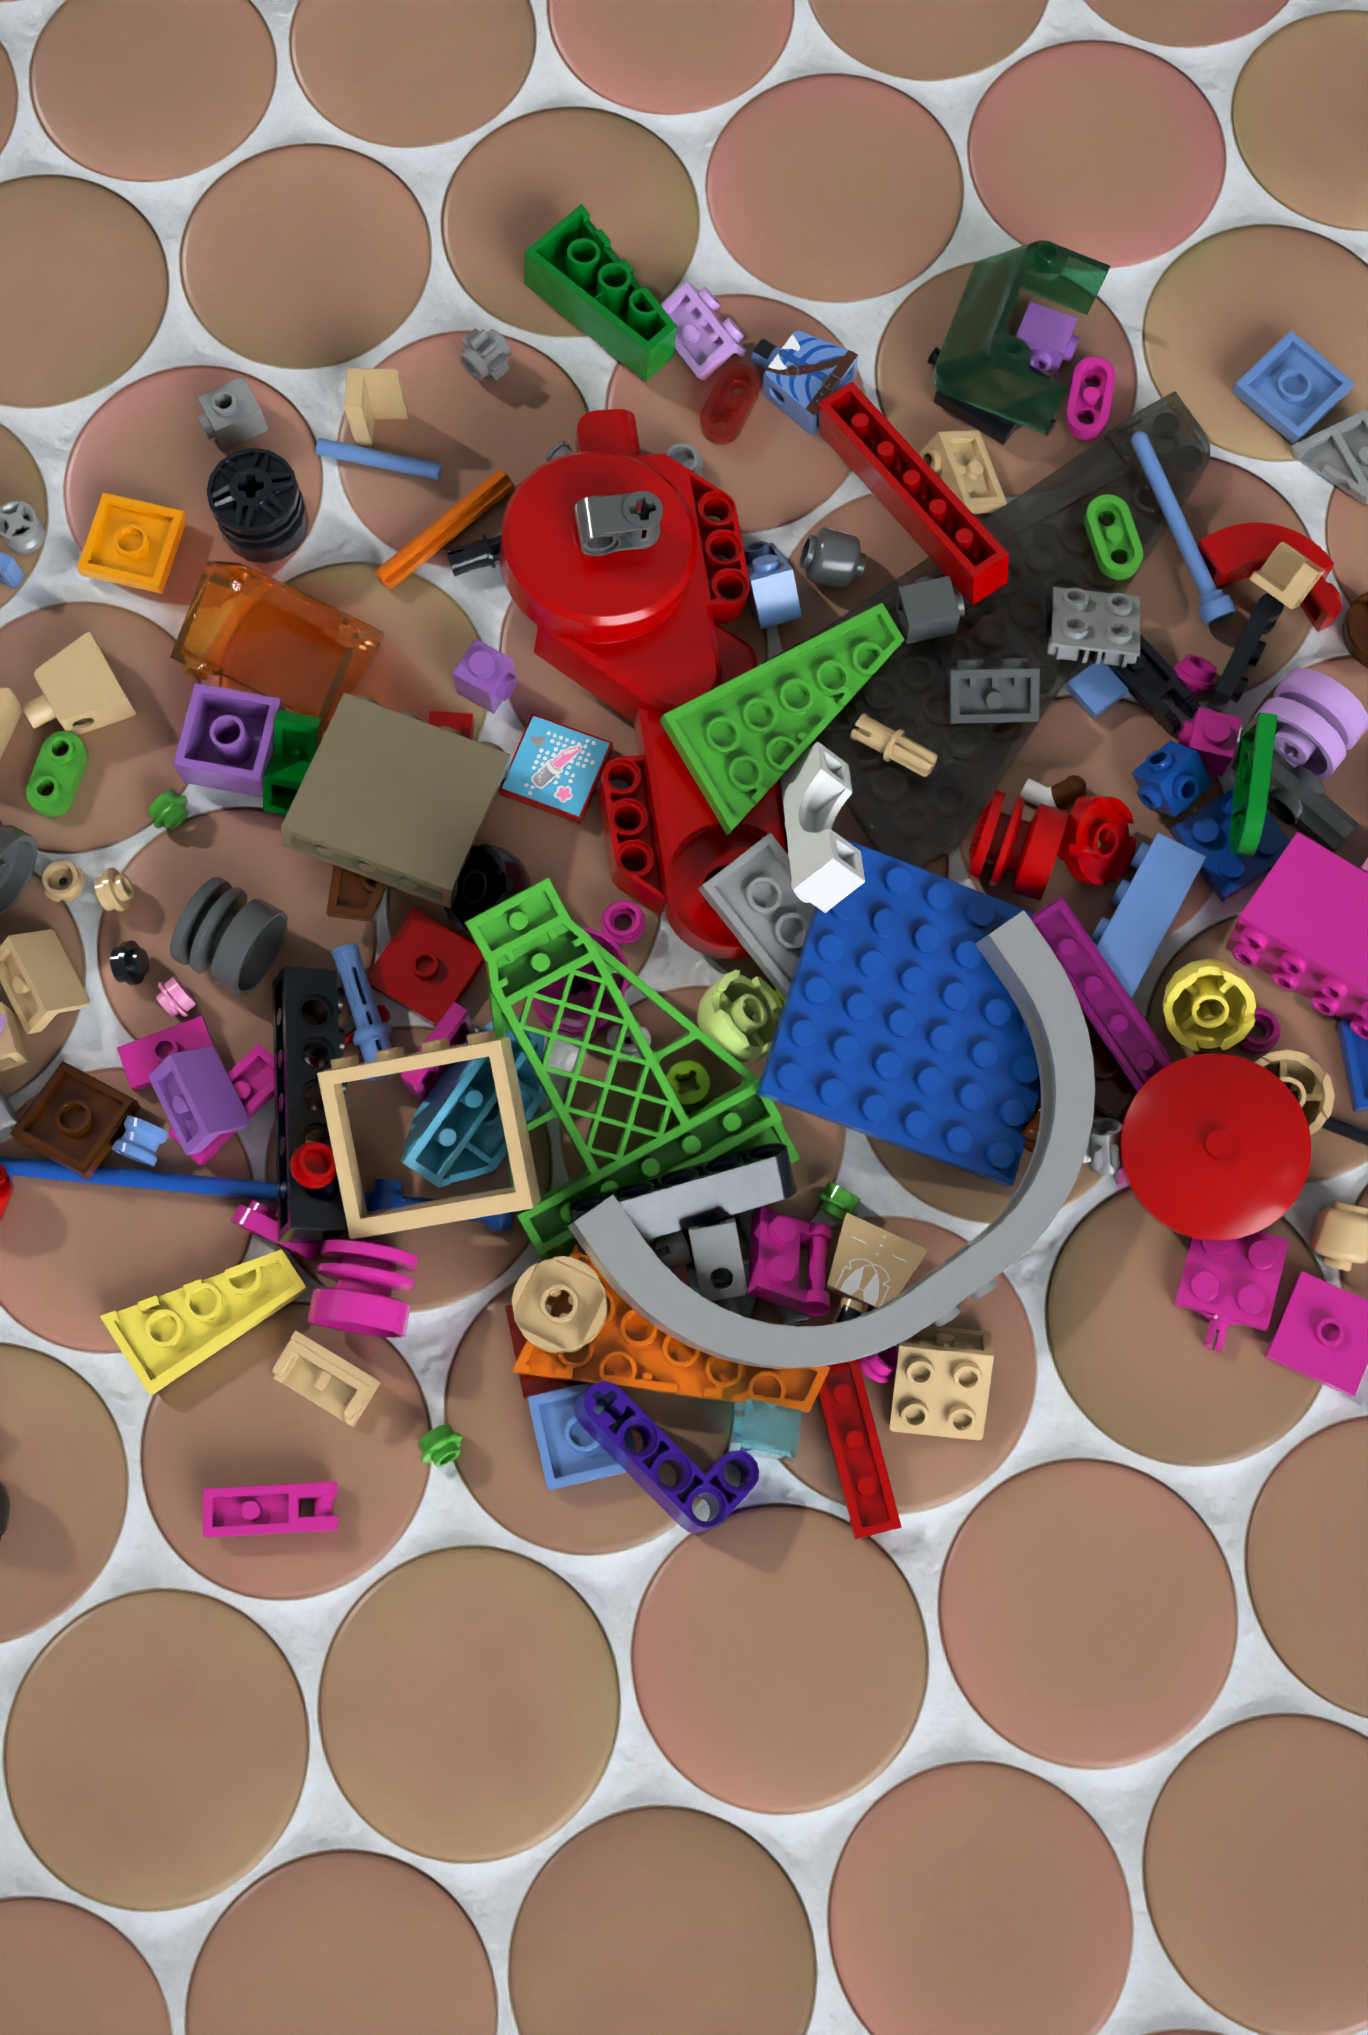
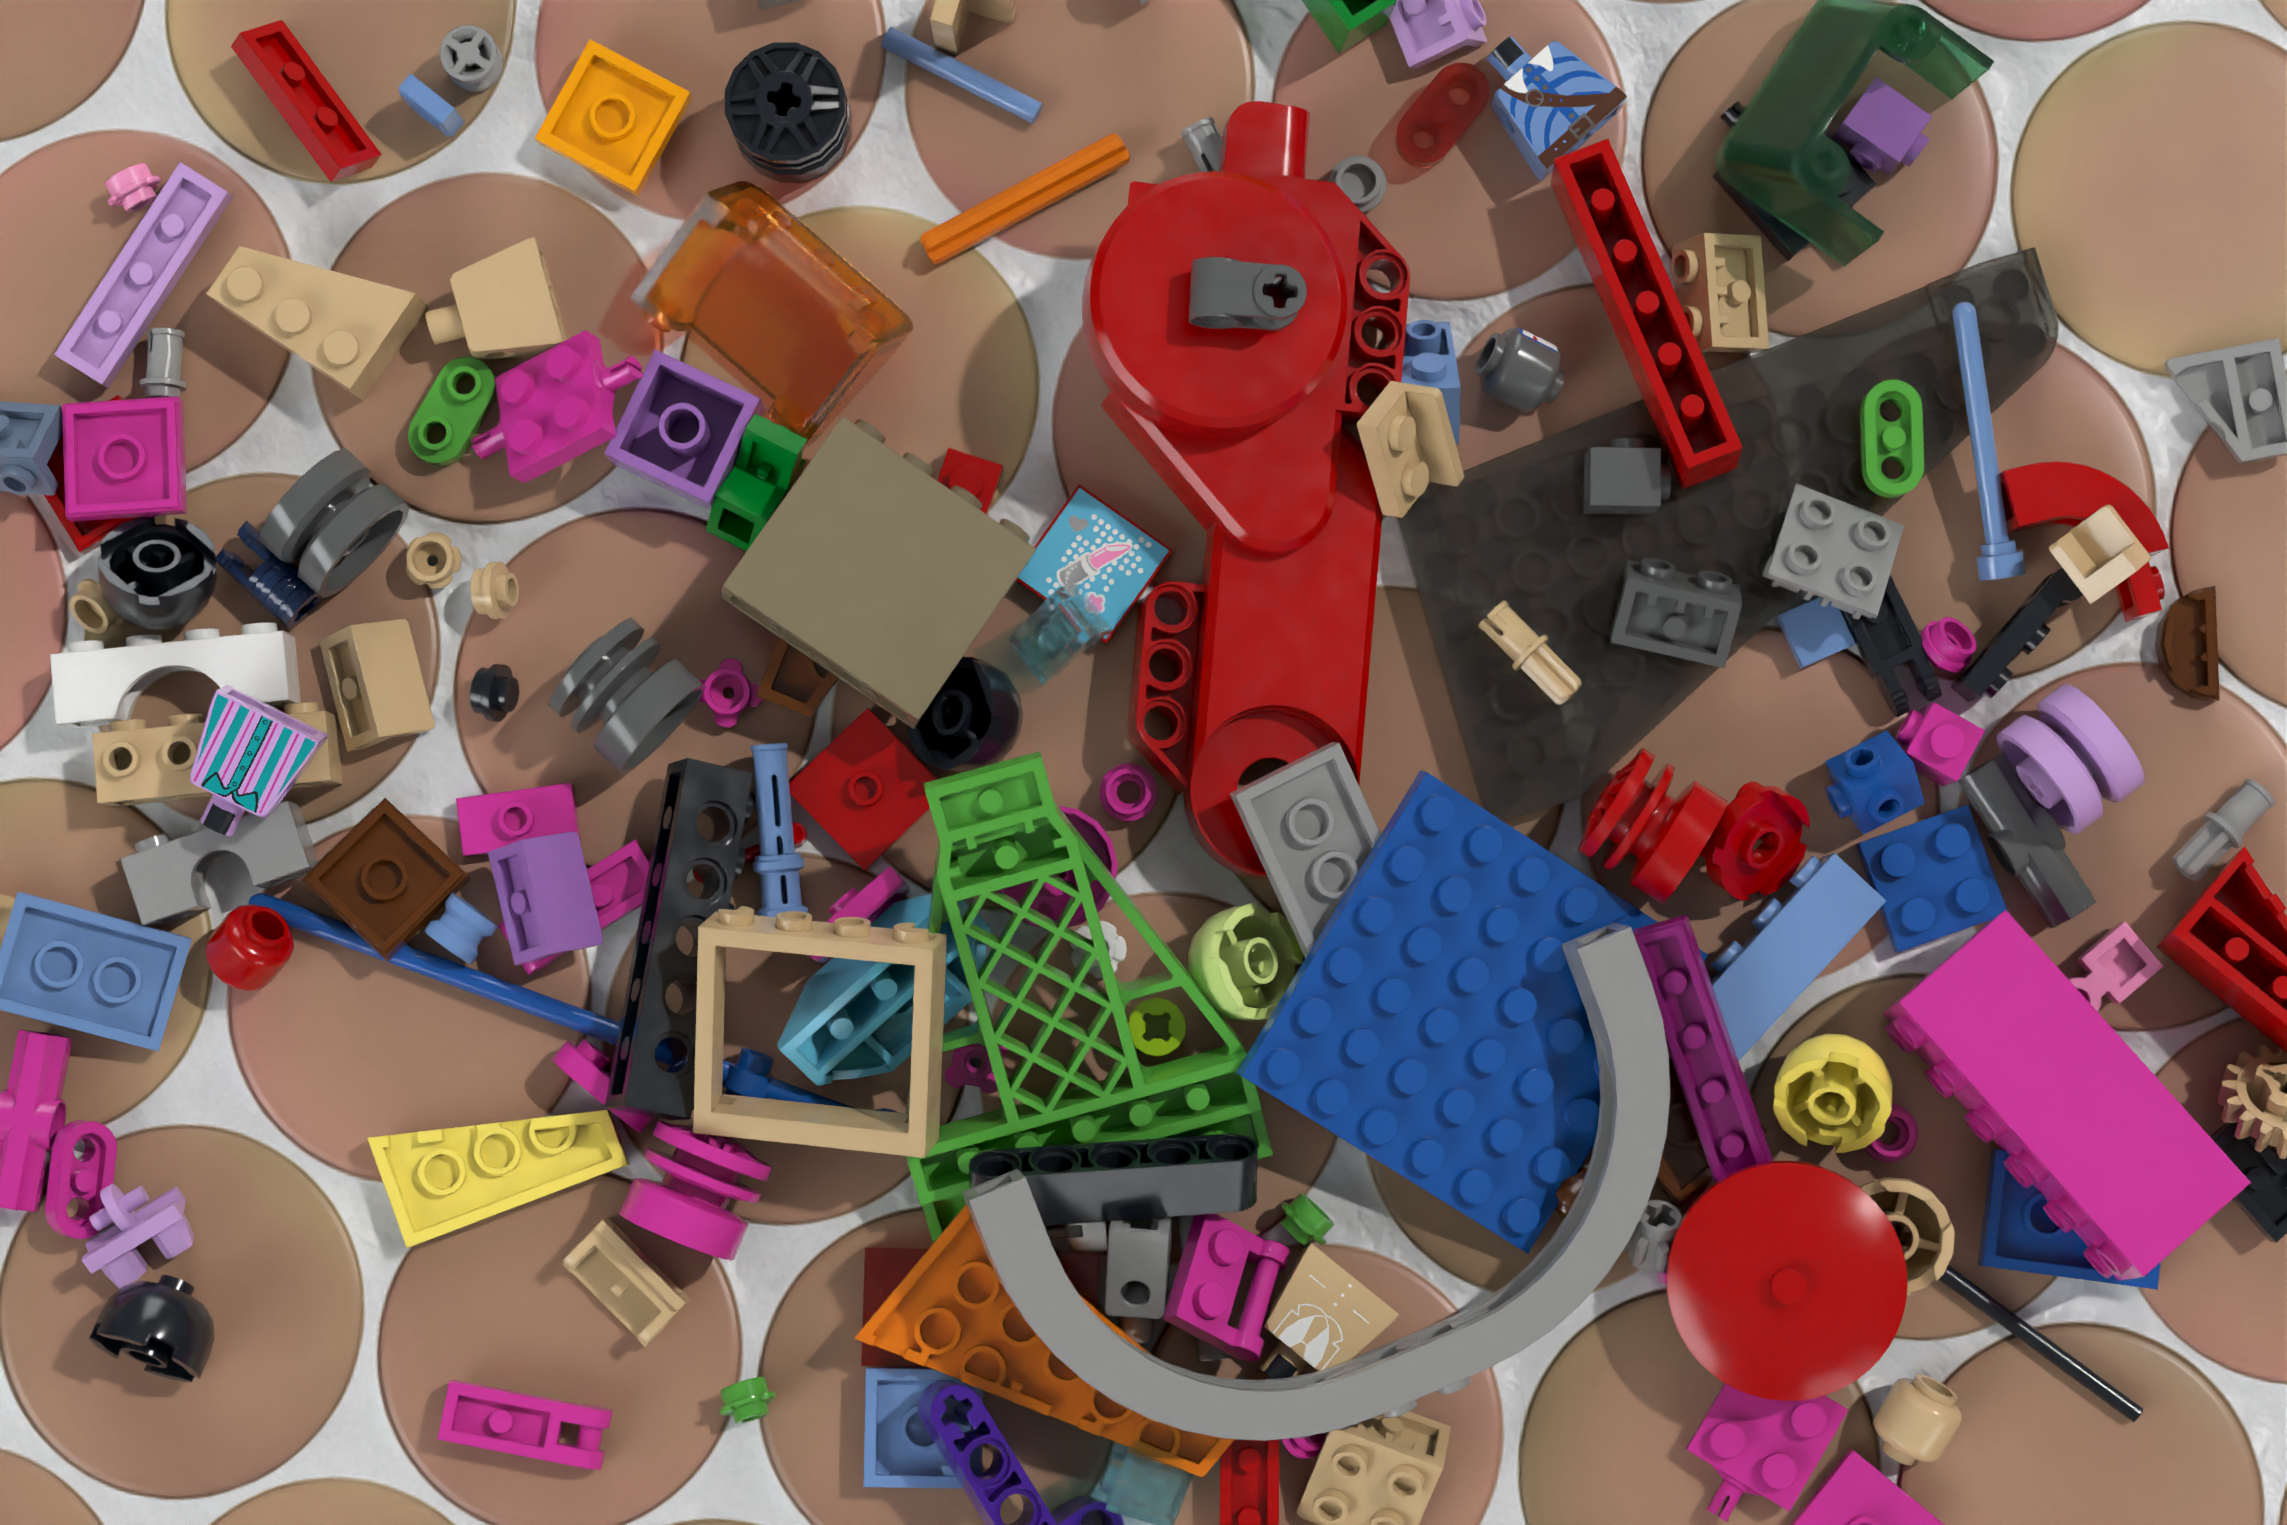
camera: 10 degrees right, 10 degrees up
(131, 745) = (556, 406): none -> dark pink plate
(169, 810) = (586, 499): bright green plate -> none
(175, 997) = (543, 751): bright pink plate -> none
(306, 910) = (729, 676): none -> dark pink plate
(313, 1165) = (668, 1032): red plate -> none
(474, 555) = (1060, 245): black axle -> none
(485, 676) = (1031, 422): medium lavender brick -> none
(541, 817) = (1059, 632): none -> clear light blue slope
(547, 1155) = (963, 1073): none -> dark pink plate
(552, 1278) = (934, 1310): tan plate -> none
(763, 720) = (1372, 585): bright green wing -> none
(766, 614) = (1408, 445): none -> tan bracket
(821, 861) = (1409, 695): white arch -> none
(1059, 795) = (1723, 765): arm -> none
(1088, 401) = (1918, 228): dark pink plate -> none
(1252, 784) = (1967, 832): green tile -> none
(1293, 387) = (2193, 278): medium blue plate -> none

